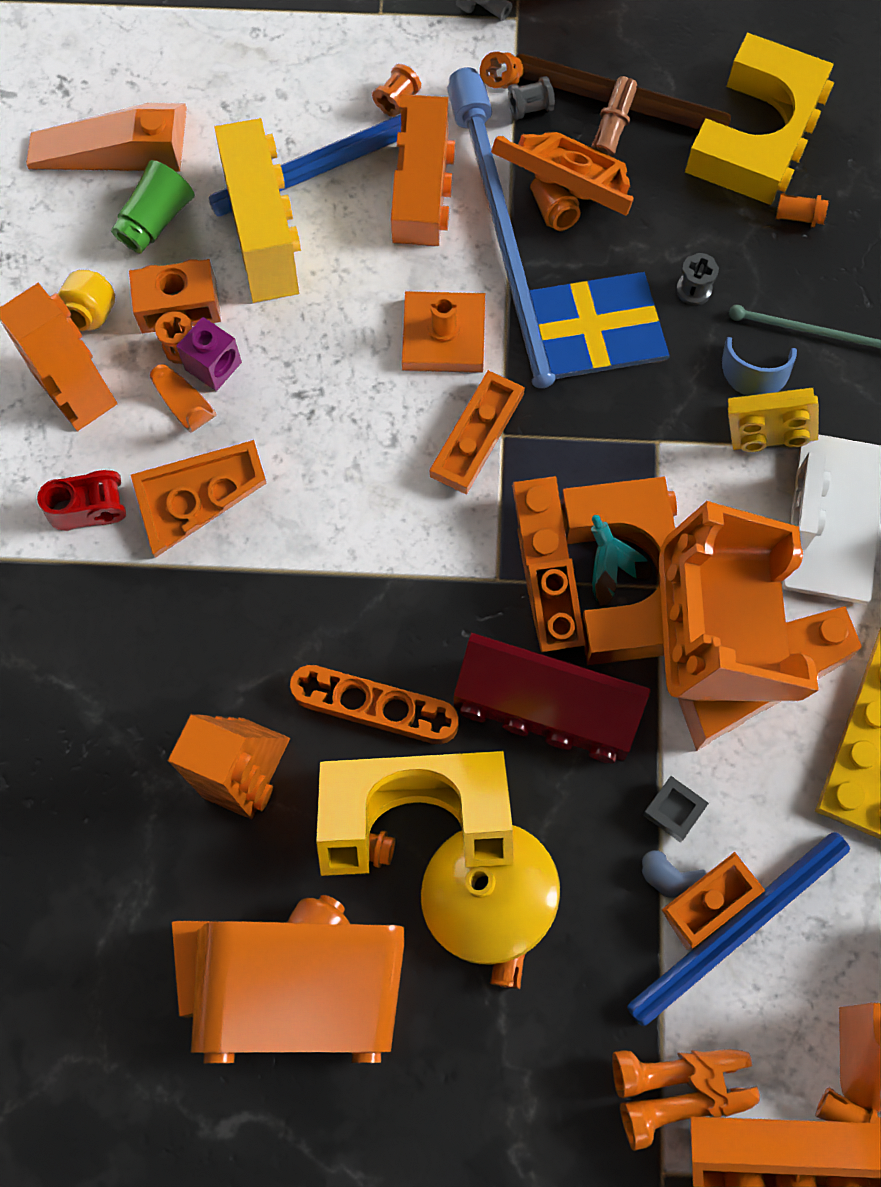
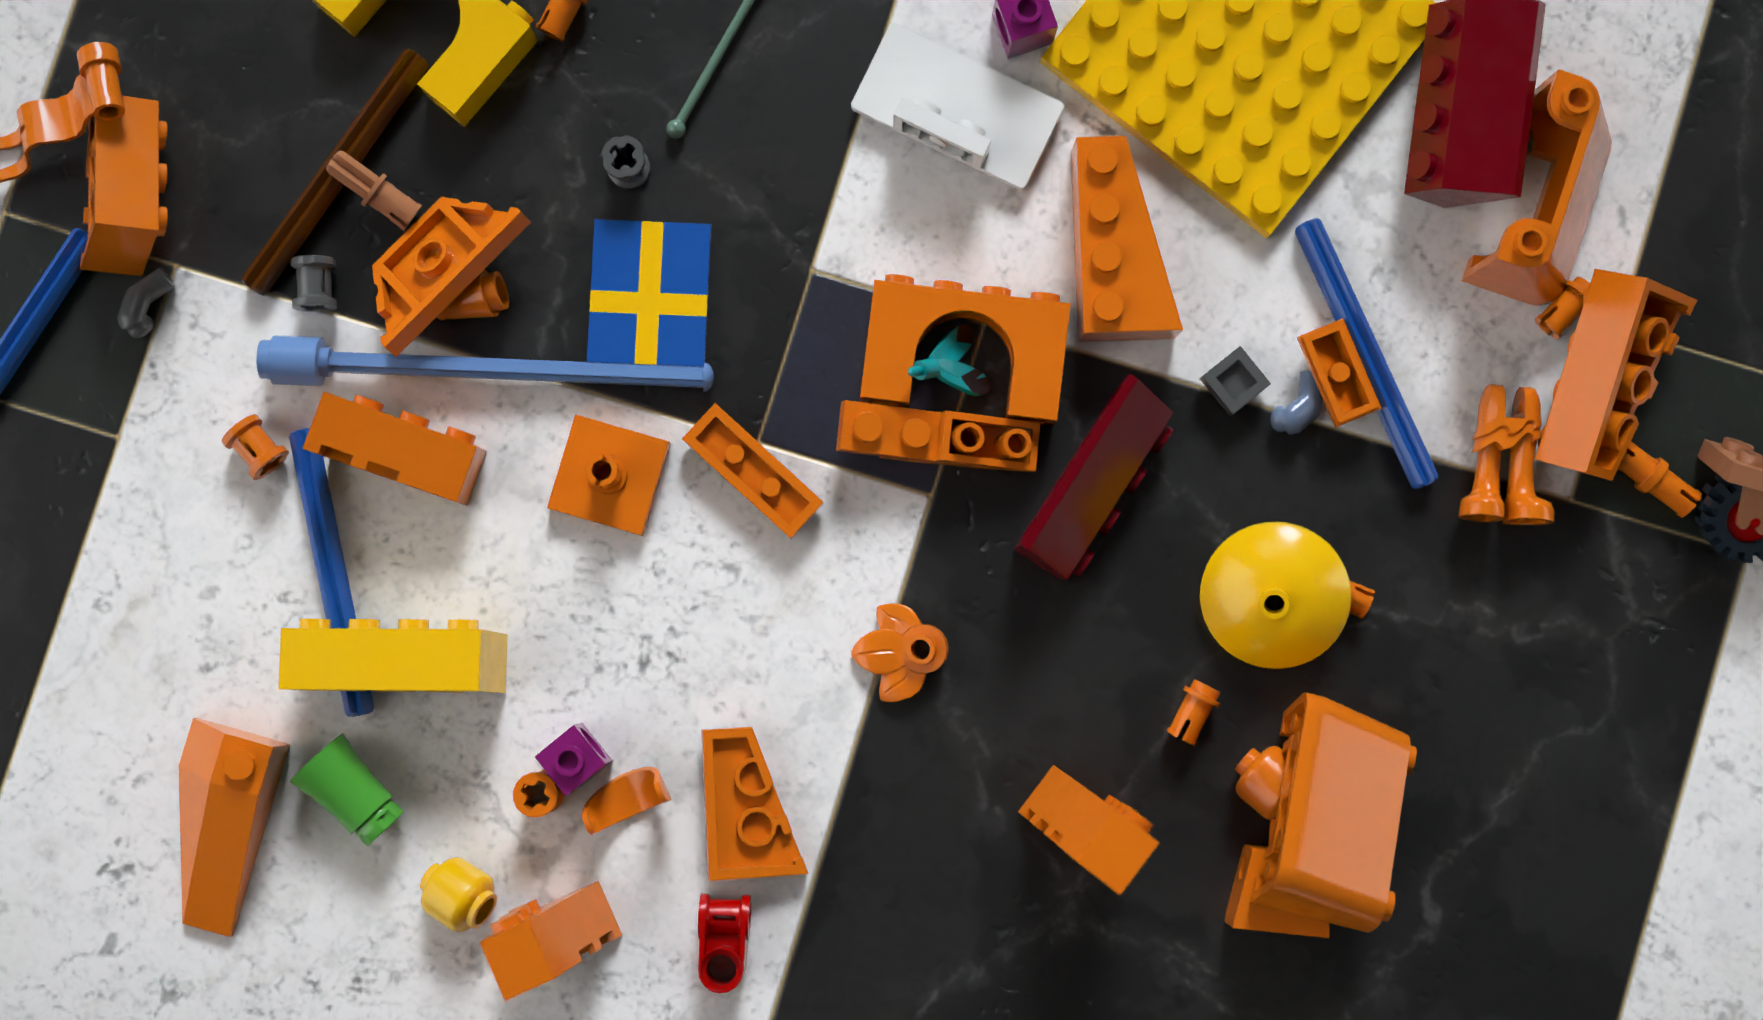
camera: 80 degrees left, 15 degrees up
(155, 283) = (498, 760): orange brick -> none
(356, 578) = (893, 653): none -> orange plate
(363, 789) = (1160, 590): yellow arch -> none
(376, 698) = (1048, 669): orange beam -> none
(493, 62) = (279, 318): orange bush -> none
(728, 610) = (1063, 264): orange windscreen -> none
(751, 379) = (770, 142): medium blue helmet -> none
(773, 419) = (827, 135): yellow bracket -> none

